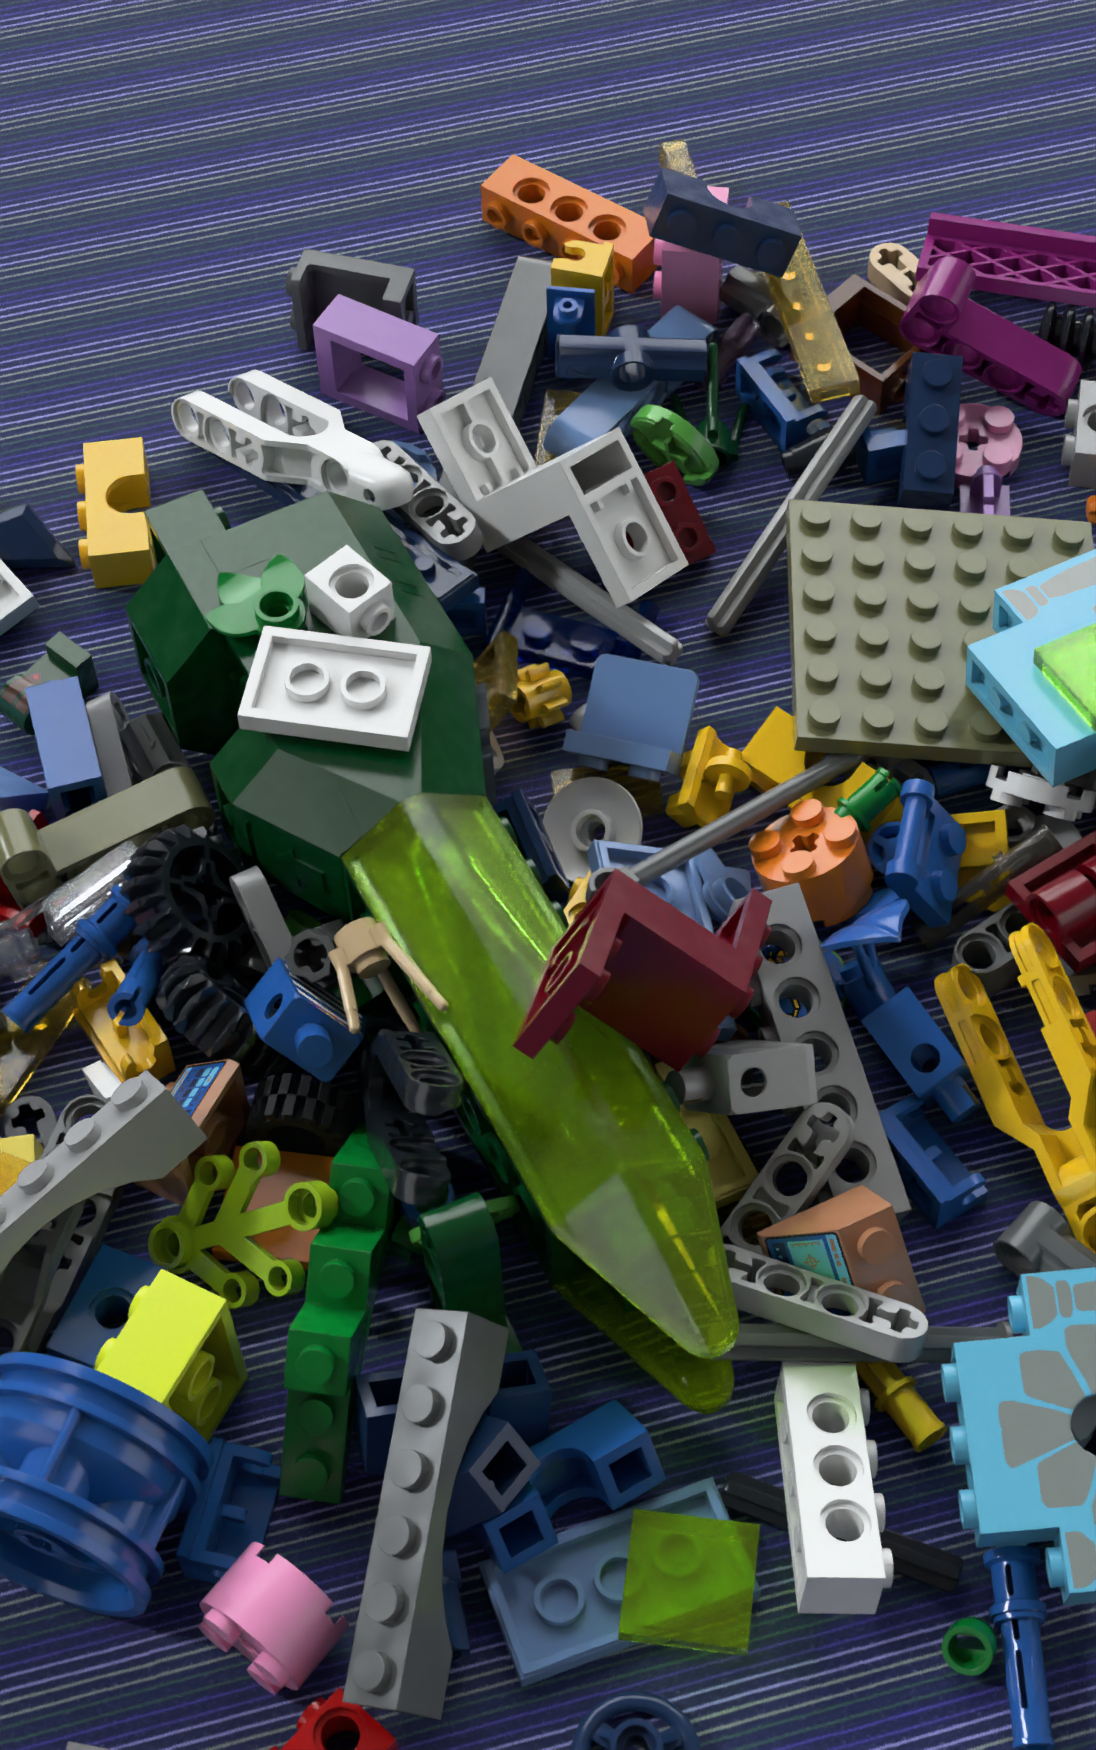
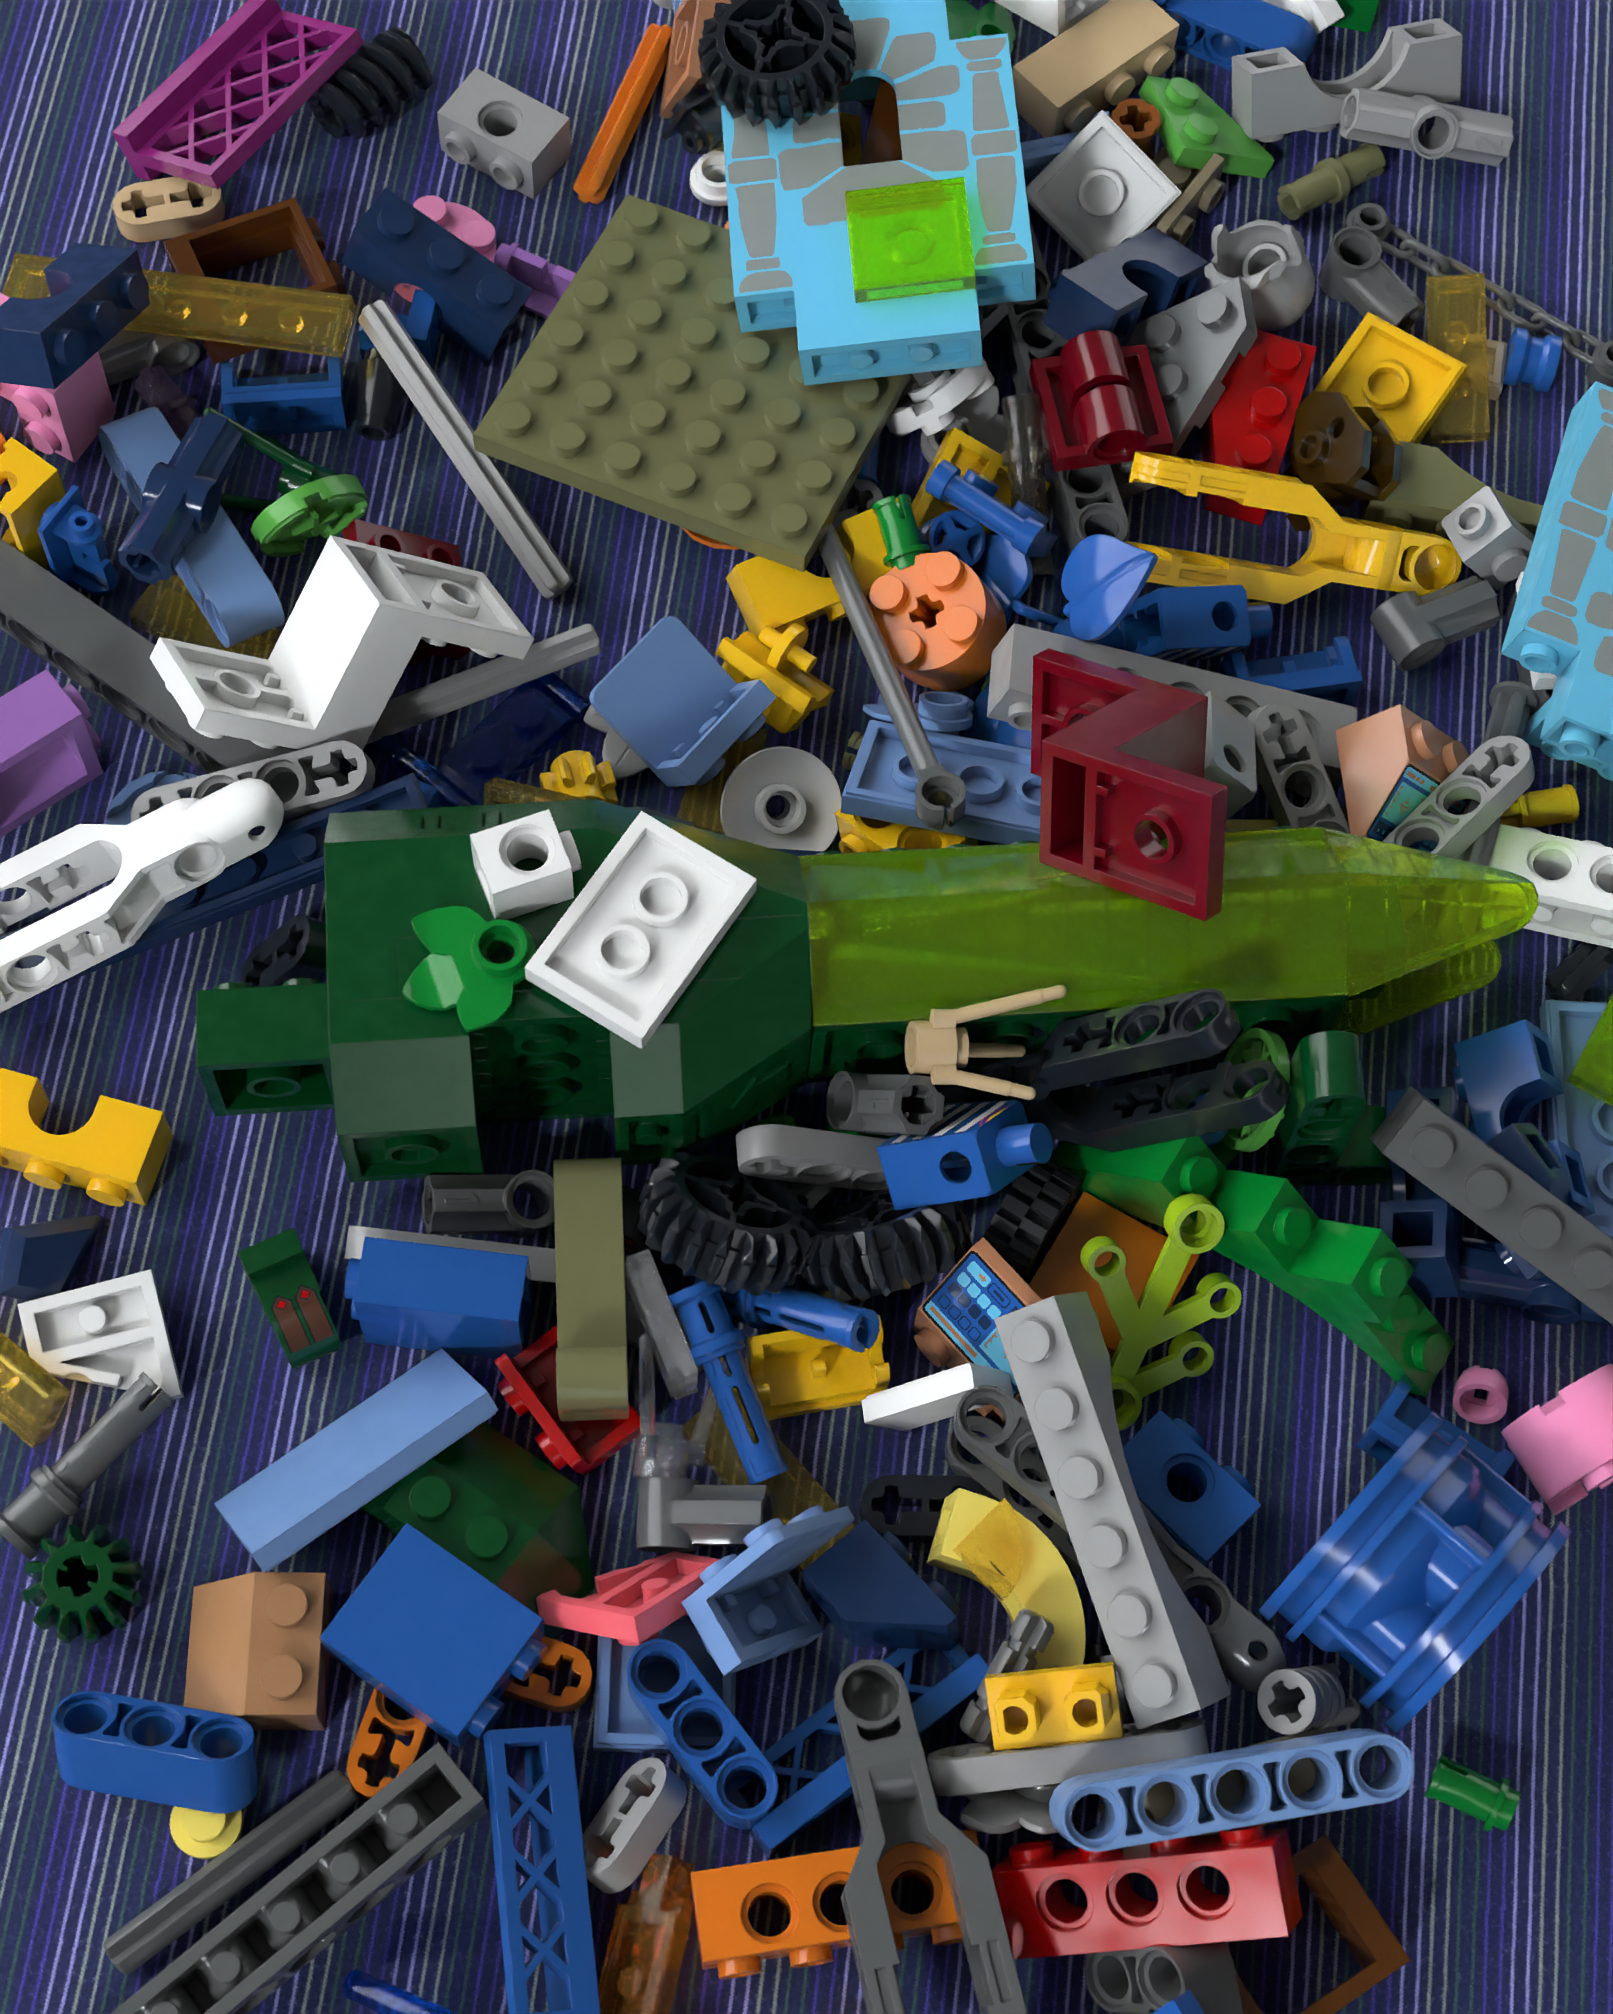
camera: 75 degrees left, 10 degrees up
(179, 1351) = (1308, 1433): neon yellow brick -> none
(299, 1538) = (1476, 1409): none -> bright pink hinge
(992, 348) = (318, 178): magenta beam -> none

